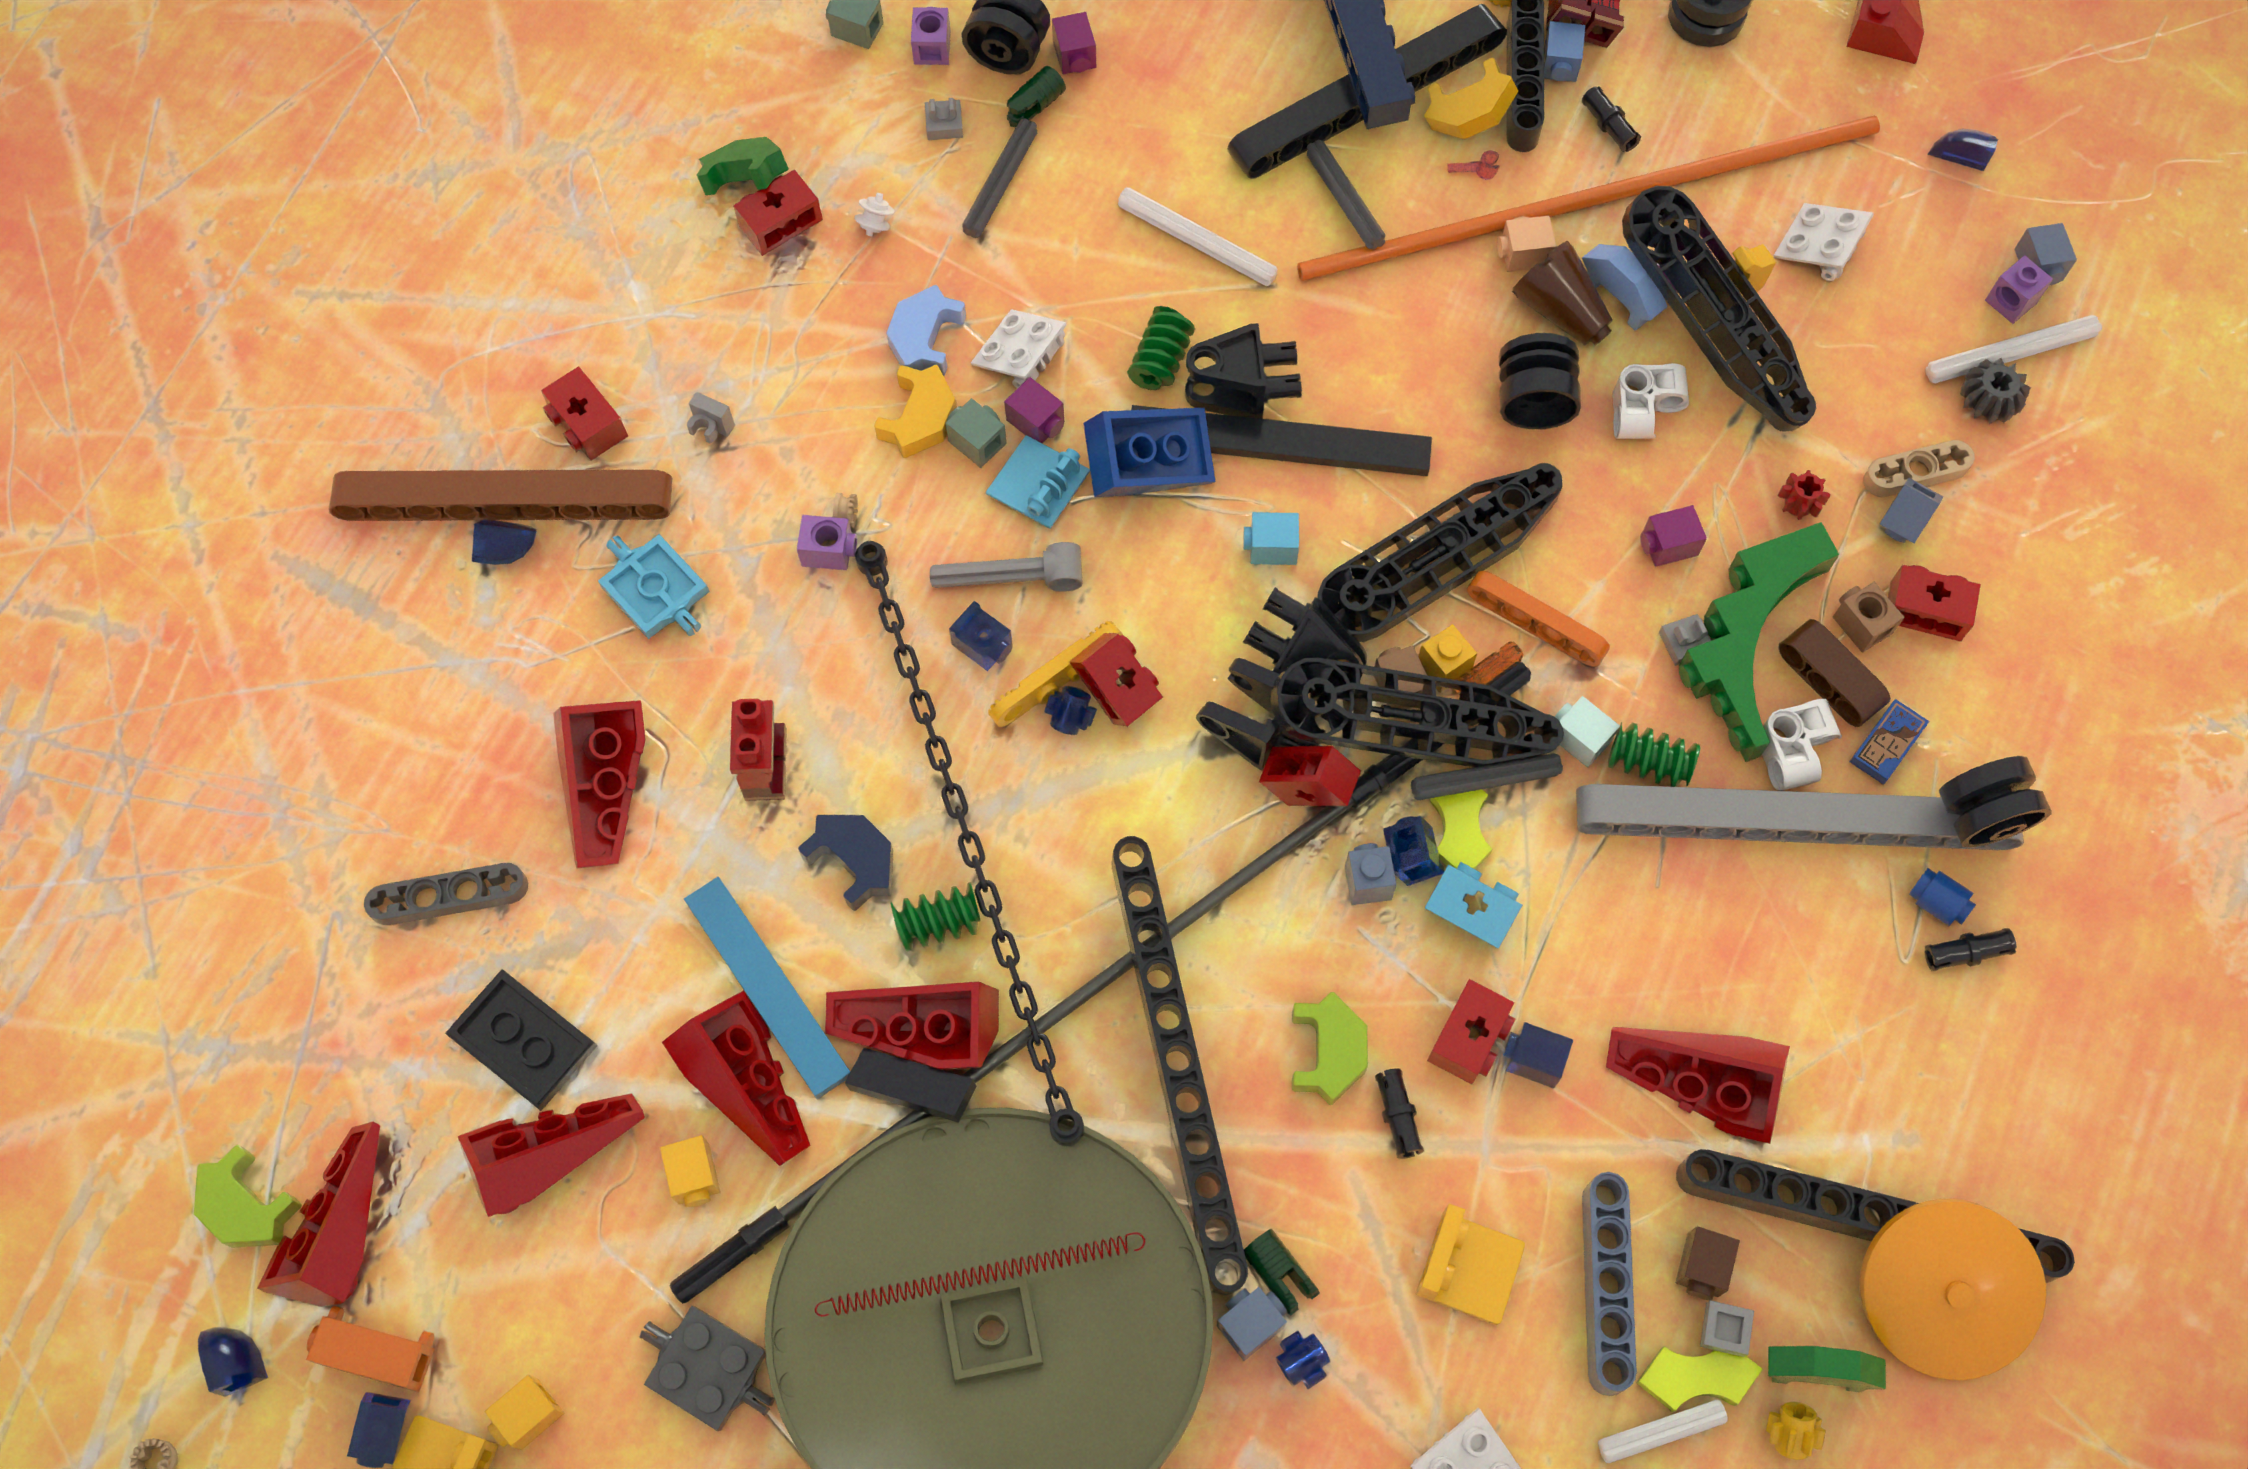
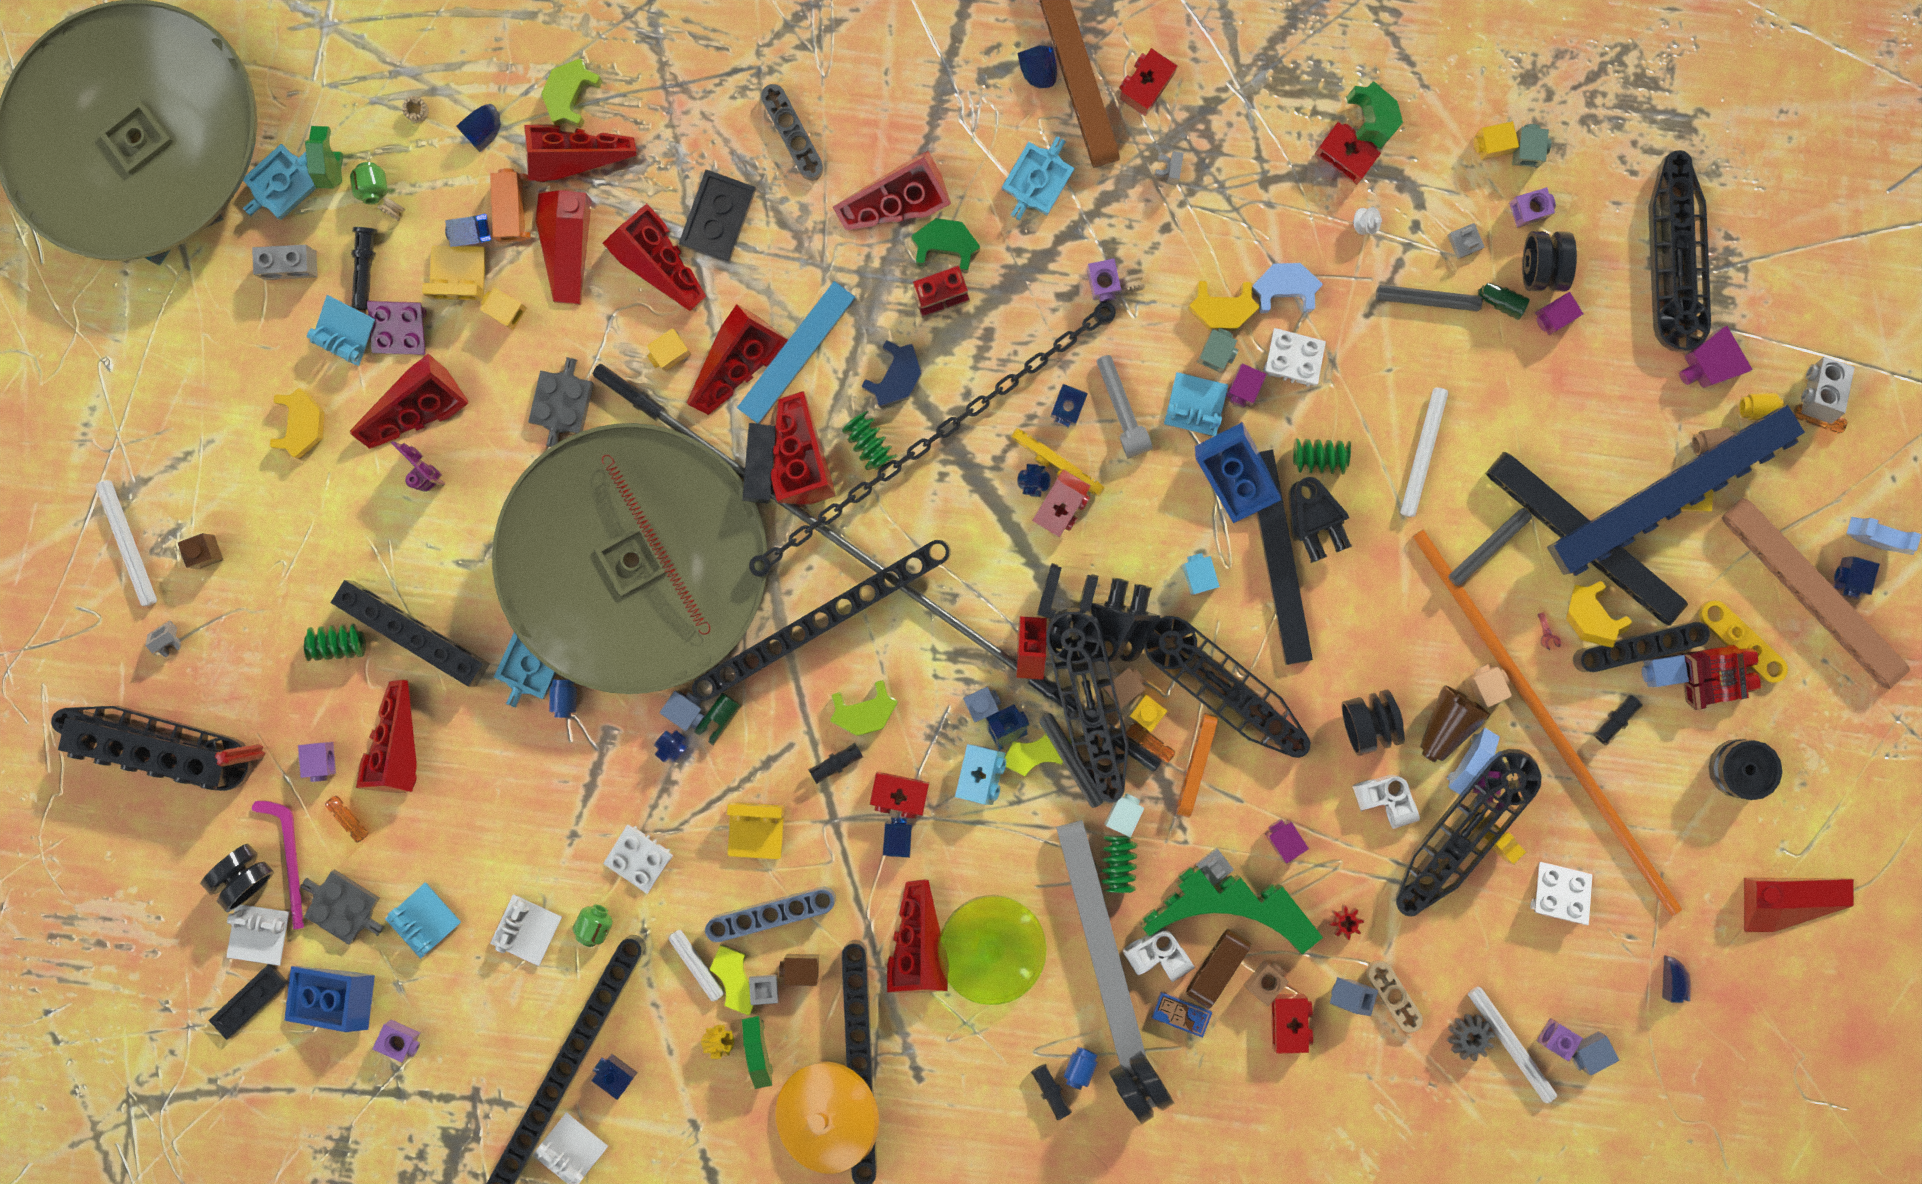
camera: 75 degrees right, 20 degrees up
(448, 1281) = (563, 235): none -> red wedge
(686, 729) = (945, 238): none -> green piece
(832, 50) = (1496, 140): none -> yellow brick
(1740, 965) = (992, 950): none -> clear neon green dish

